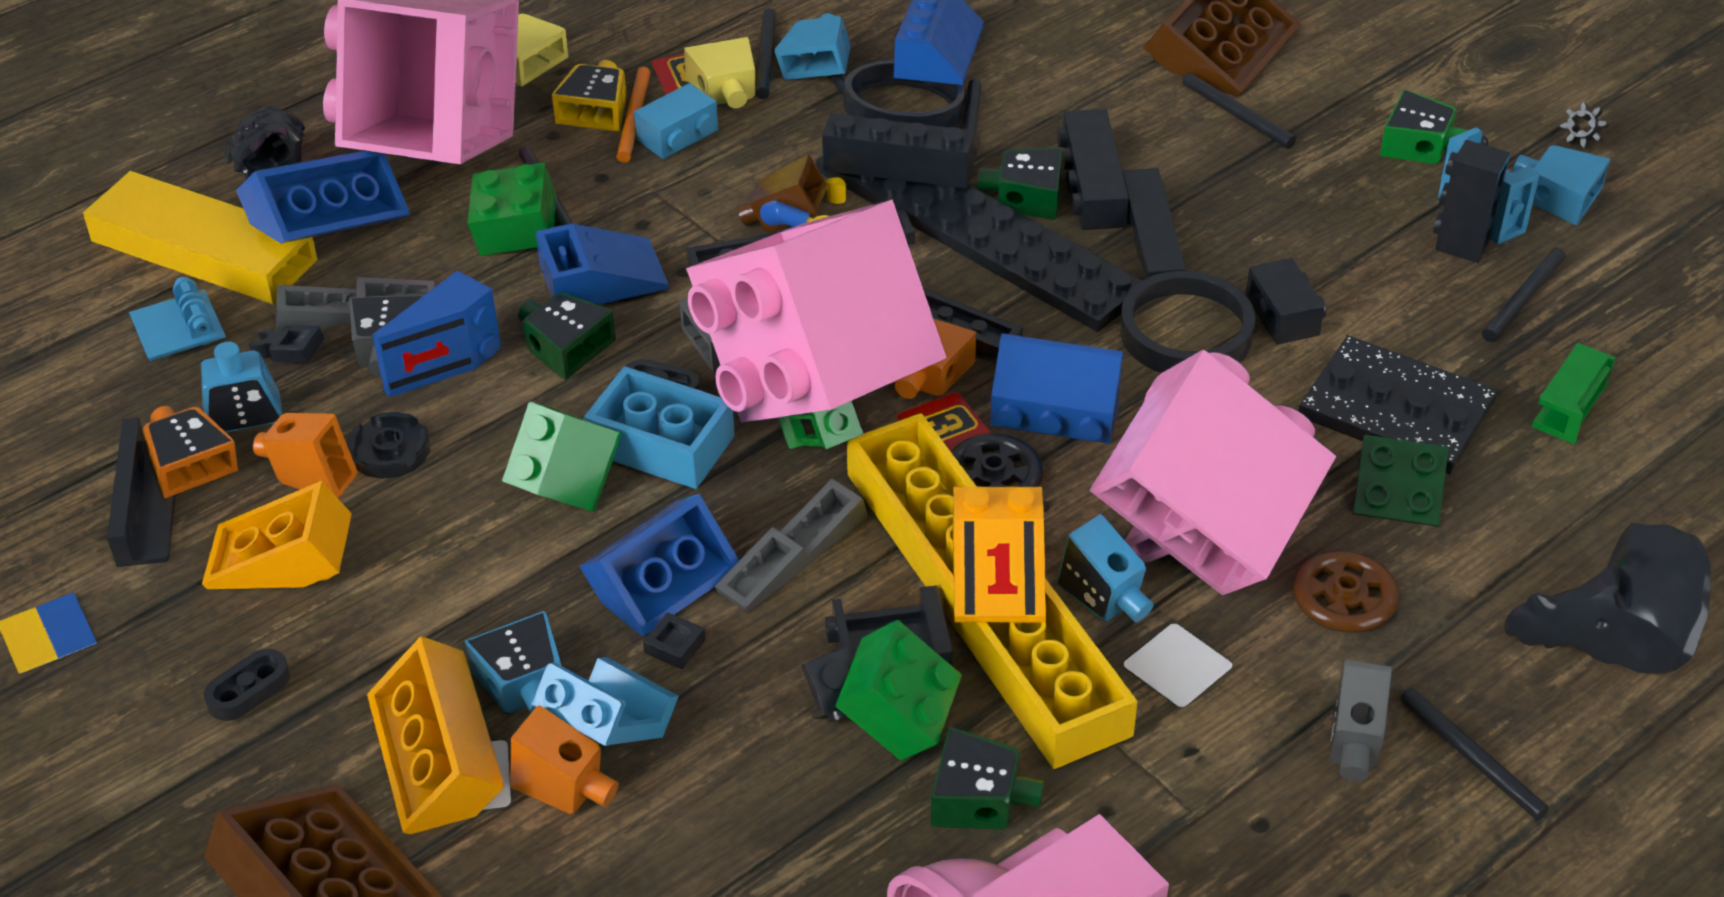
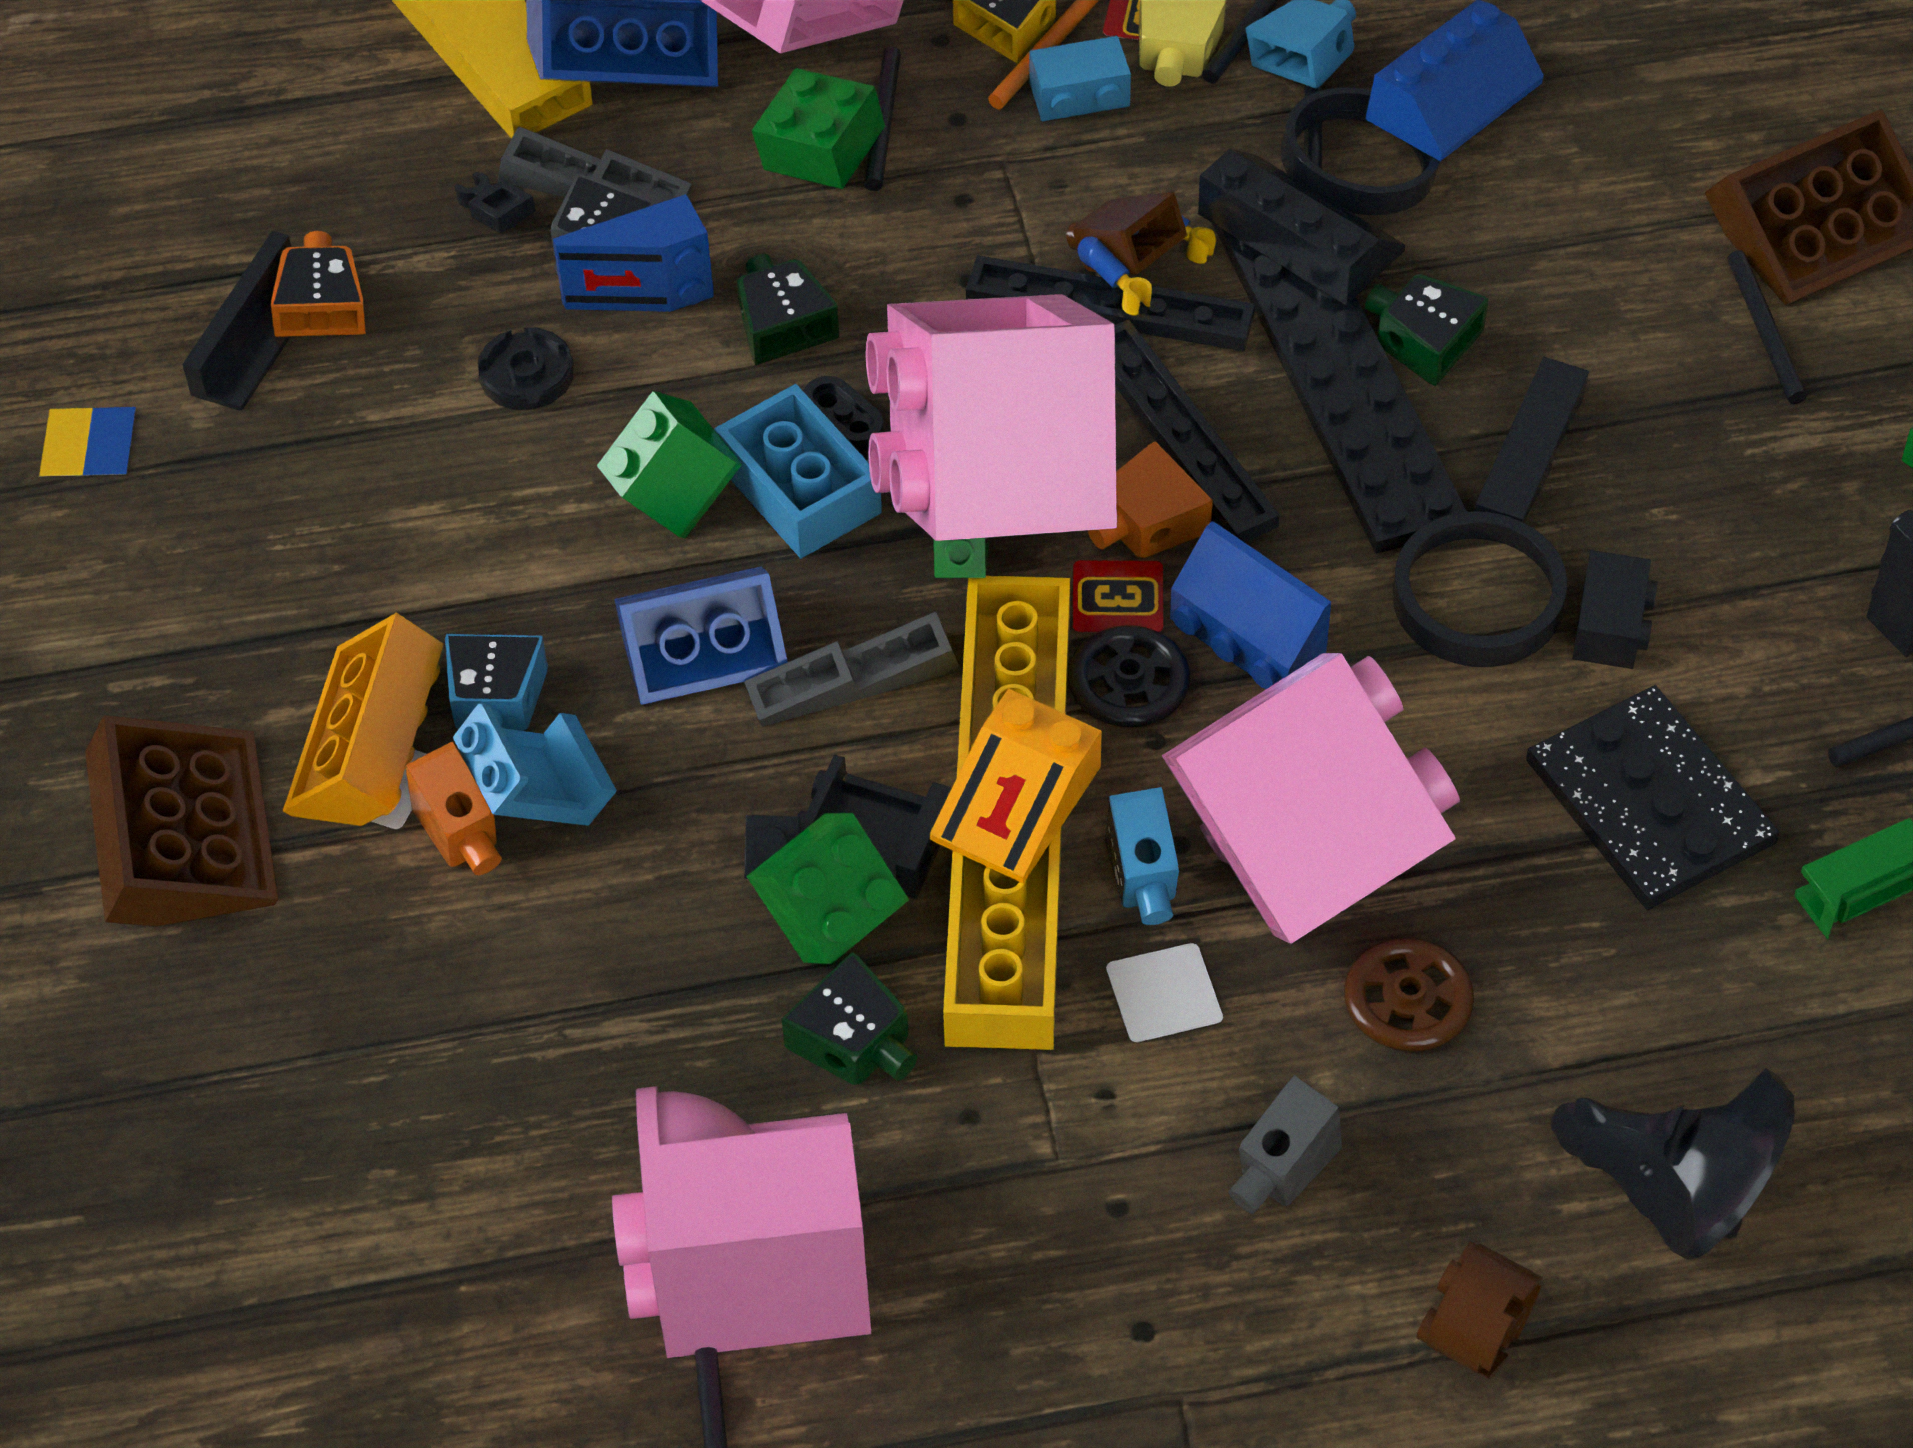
camera: 30 degrees right, 10 degrees up
(177, 322) = (403, 128): dark azure hinge -> none
(238, 389) = (405, 244): torso -> none
(246, 684) = (229, 585): black plate -> none
(281, 543) = (349, 441): light orange slope -> none
(307, 451) = (426, 336): orange torso -> none
(598, 263) = (868, 238): blue slope -> none
(674, 640) = (660, 725): black plate -> none
(972, 105) = (1435, 201): black bar -> none
(1093, 169) = (1517, 338): black brick -> none
(1401, 480) = (1570, 893): dark green hinge -> none
(1475, 754) = (1400, 1236): black bar -> none
(1579, 764) = (1481, 1309): none -> reddish brown brick

